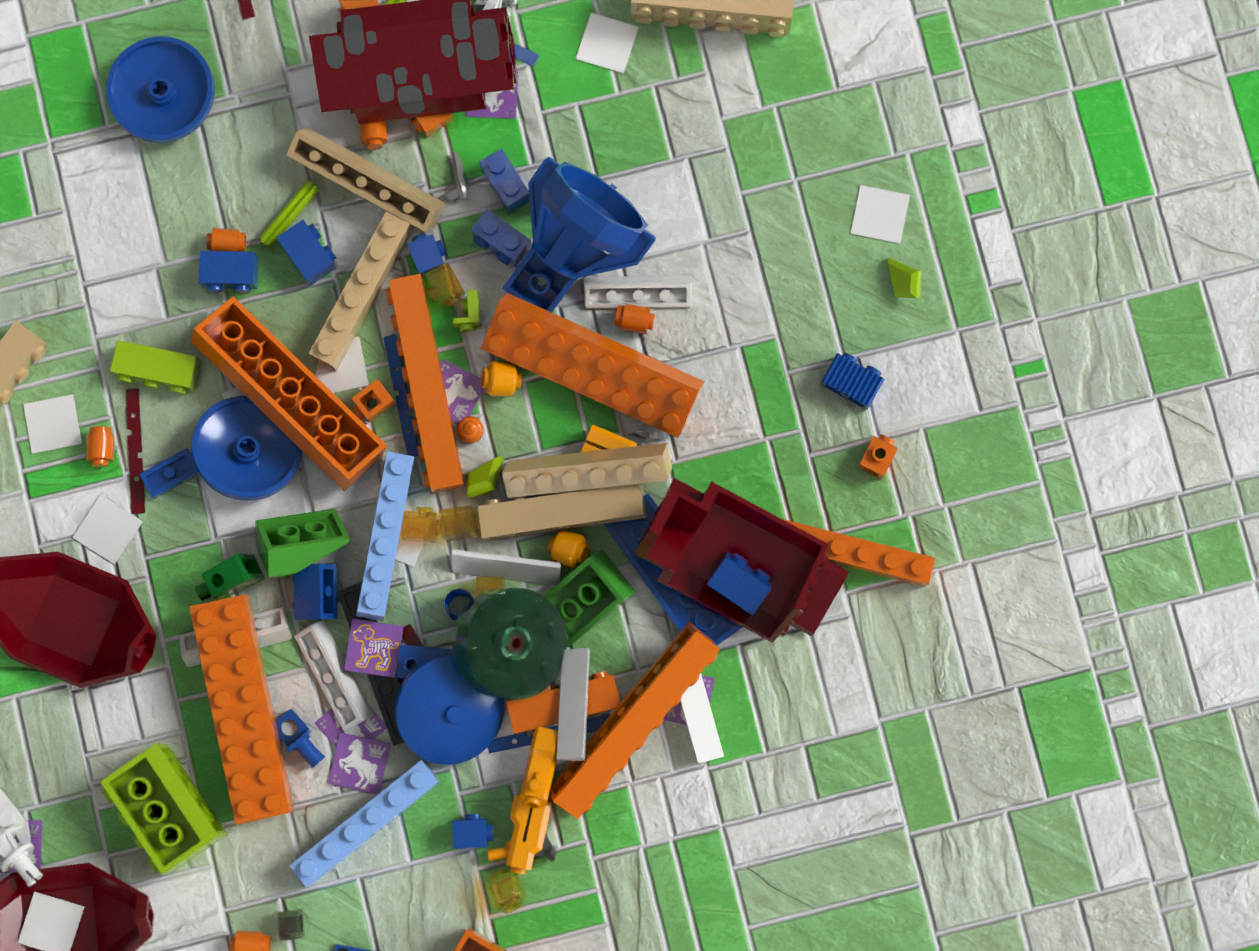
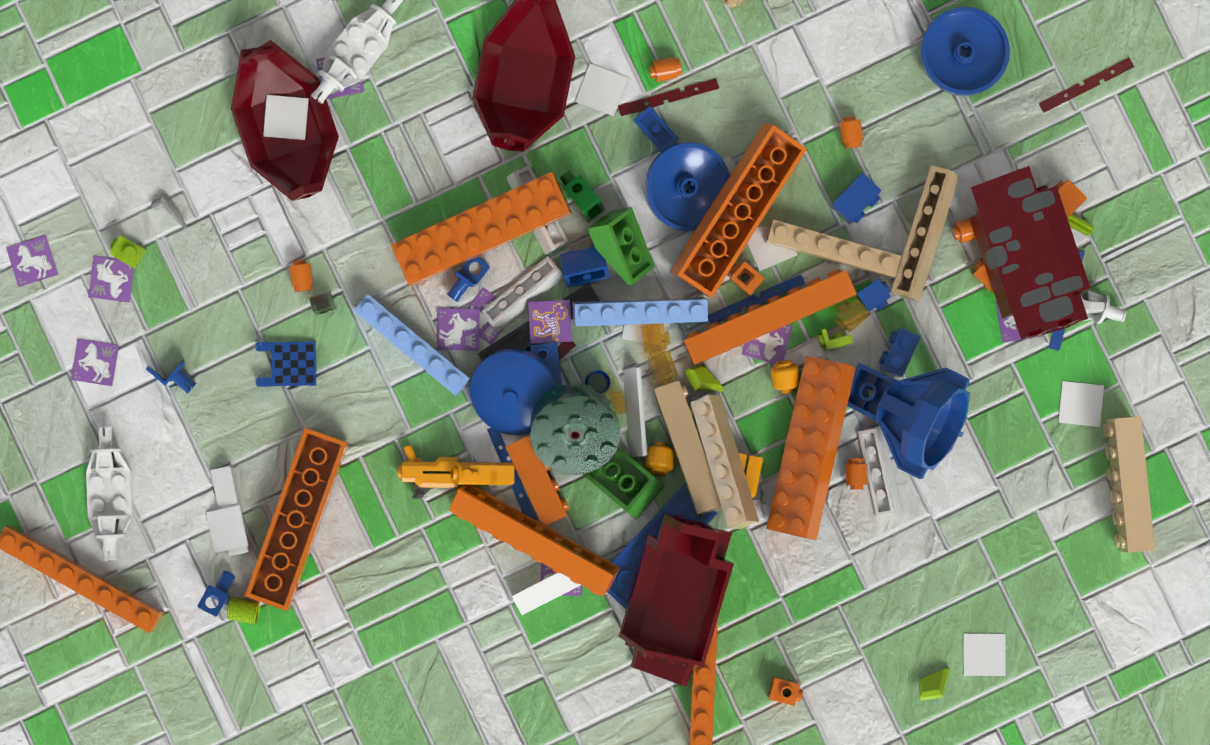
camera: 75 degrees right, 5 degrees up
(52, 423) = (676, 26): white sticker -> none
(155, 367) = (738, 98): lime brick -> none
(181, 805) = (402, 196): lime brick -> none
(228, 271) = (827, 139): blue brick -> none
(288, 214) = (884, 176): lime axle -> none
(460, 180) = (942, 308): light grey bar -> none
(470, 429) = (739, 360): orange plate -> none
(472, 832) = (422, 429): blue brick -> none
(505, 181) = (947, 345): blue brick -> none
(505, 891) = (382, 465): clear yellow head -> none
(573, 705) = (536, 489): white slope -> none
(740, 582) = (659, 601): blue brick -> none
(852, 380) = (842, 659): blue brick -> none

